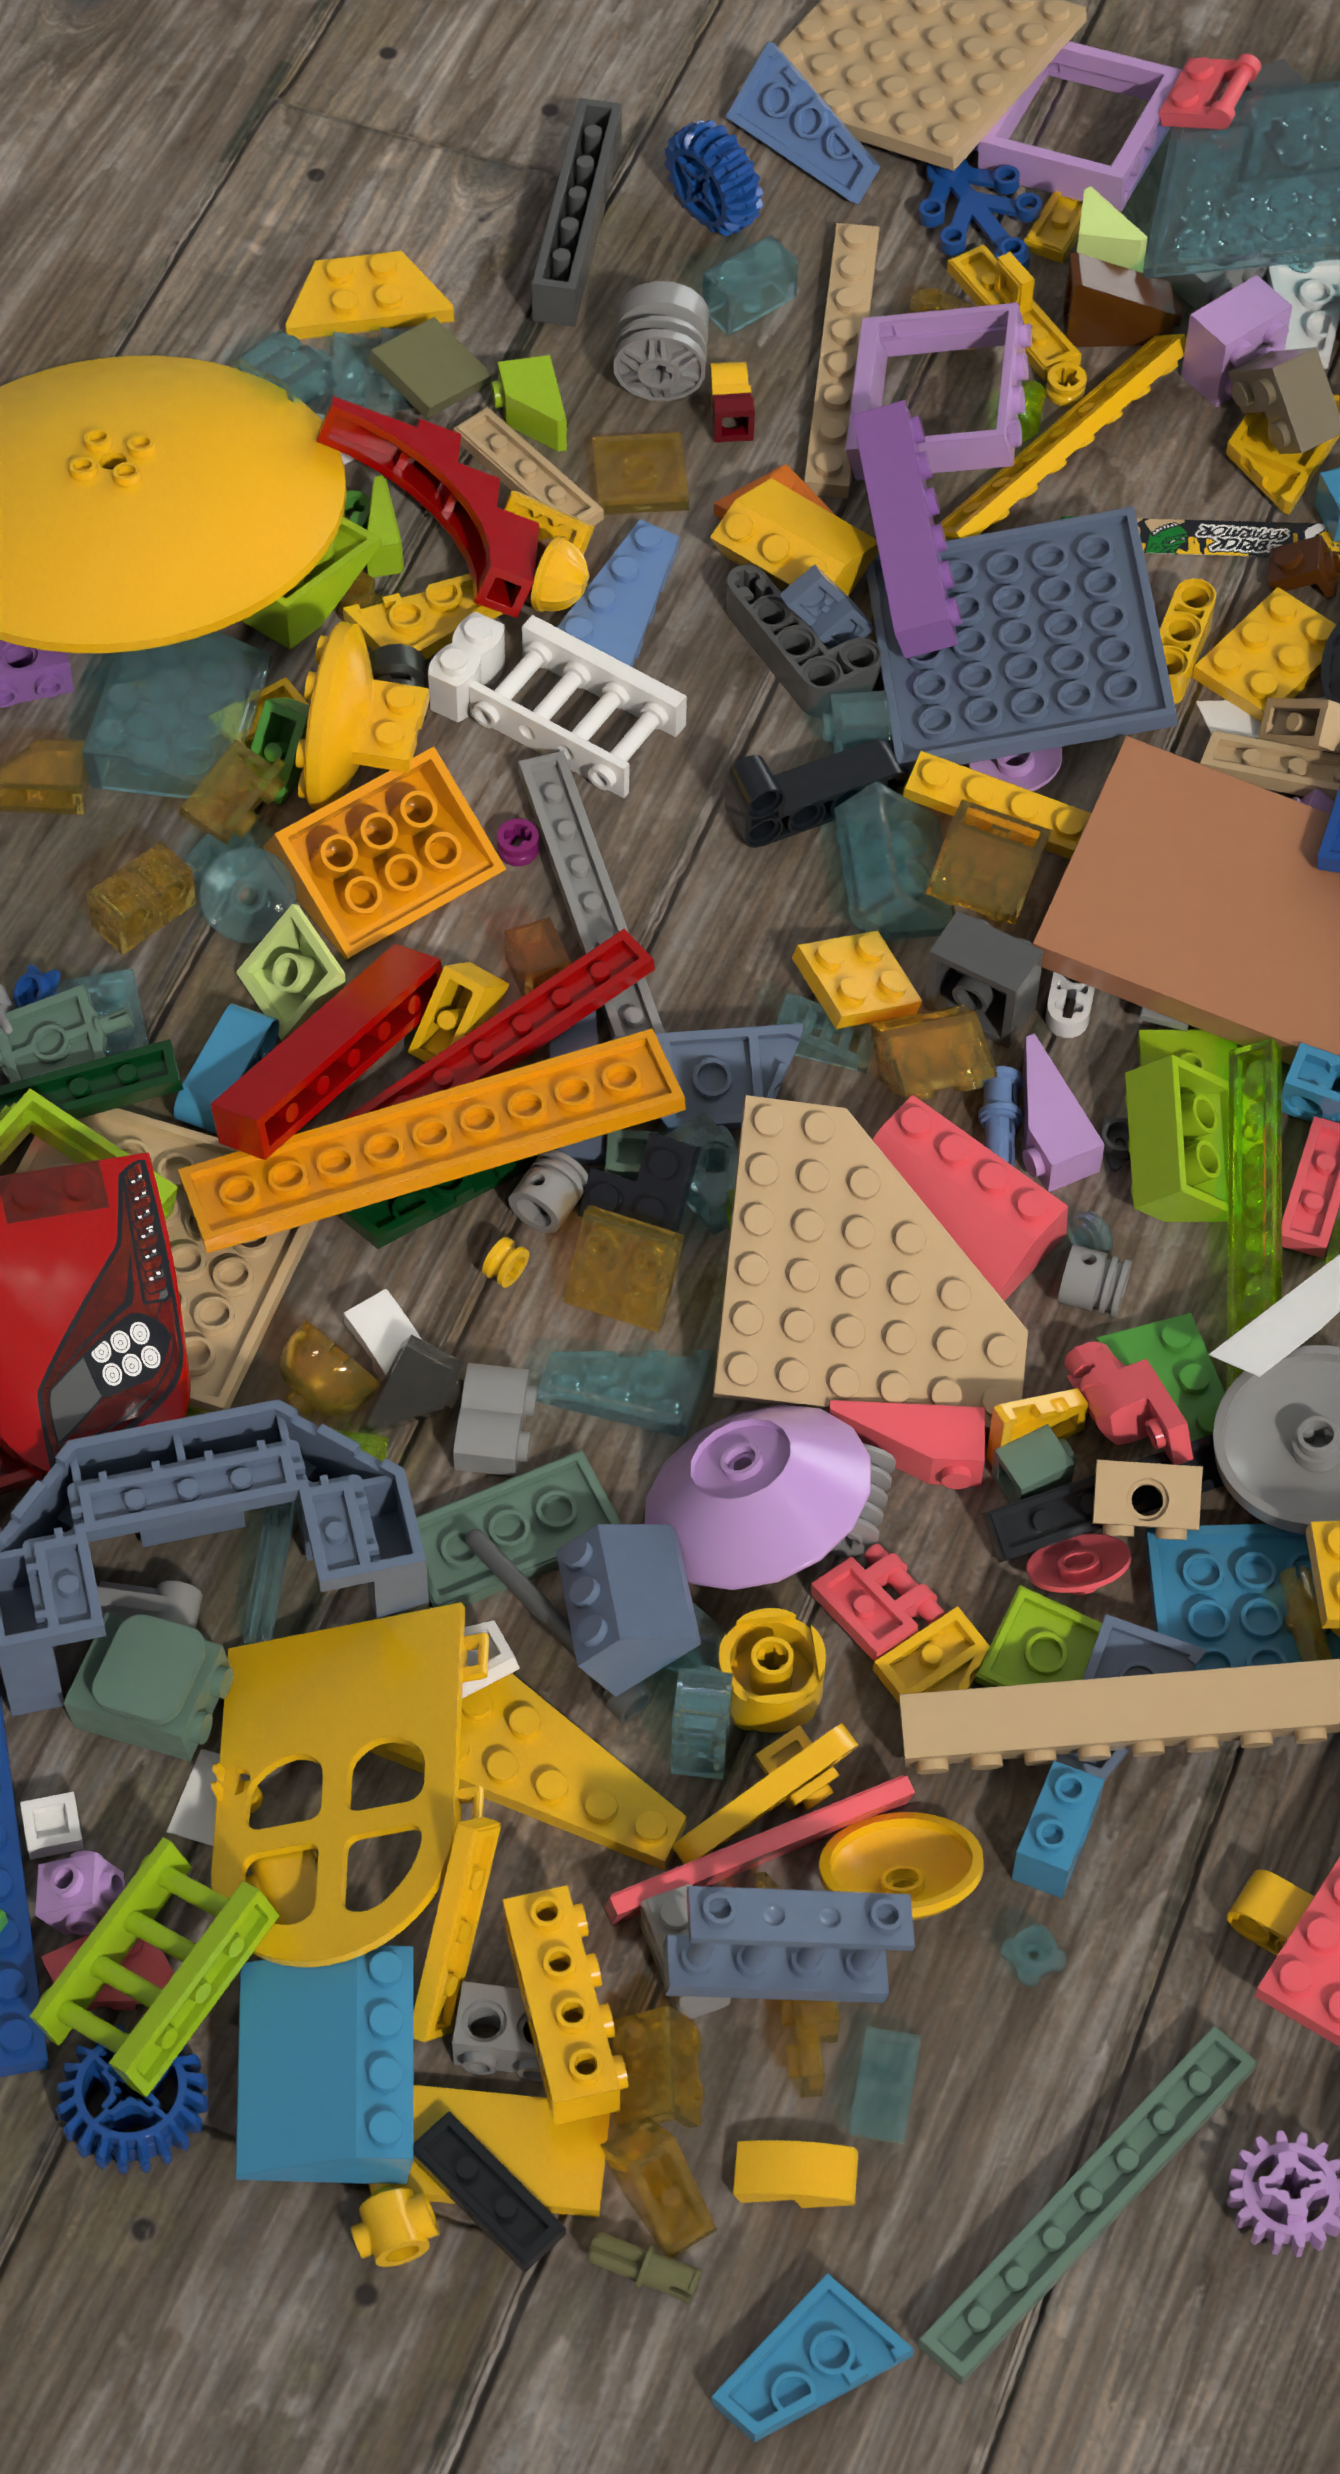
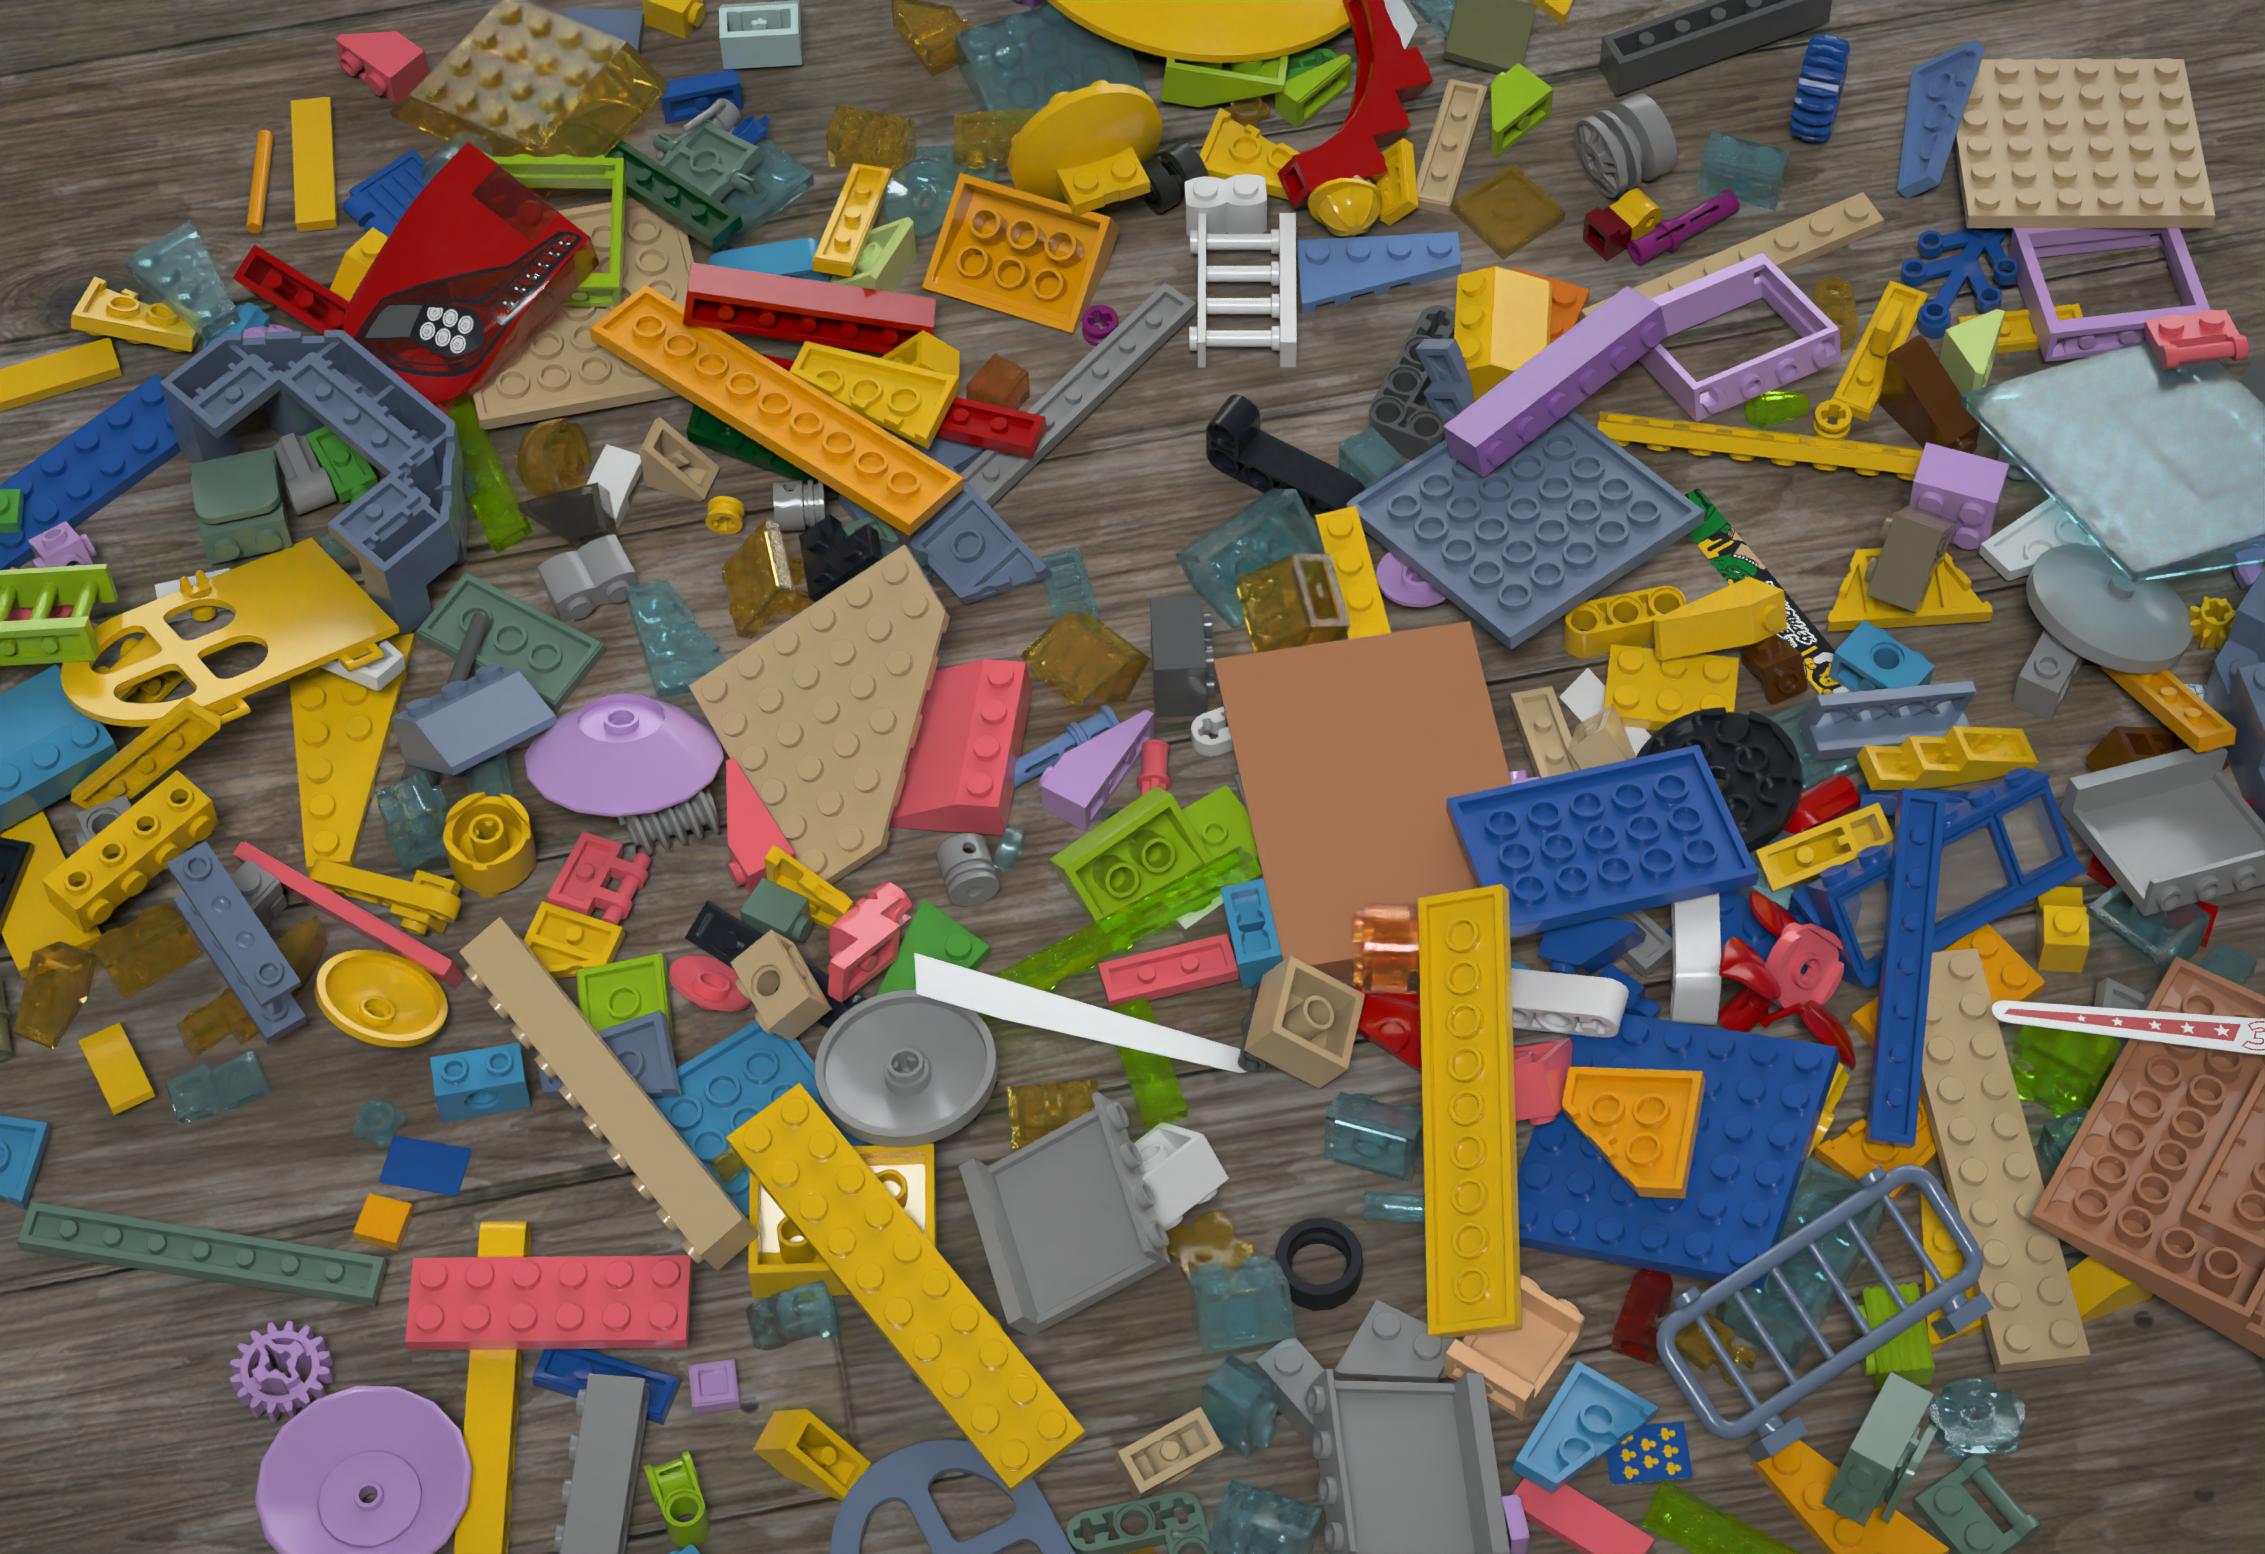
camera: 60 degrees right, 0 degrees up
(52, 1825) = (110, 517): white plate -> none
(155, 1560) = (346, 468): none -> bright green plate
(228, 963) = (852, 220): none -> yellow tile
(409, 1270) = (675, 463): none -> tan slope
(491, 1036) = (883, 391): none -> yellow wing
(770, 375) = (1648, 246): none -> magenta pin
(856, 979) = (1125, 581): yellow plate -> none
(1090, 1082) = (1154, 766): none -> coral axle
(1107, 1939) = (425, 1165): none -> blue sticker
(1156, 2010) = (383, 1222): none -> light orange tile
(1246, 563) = (1721, 620): none -> yellow slope

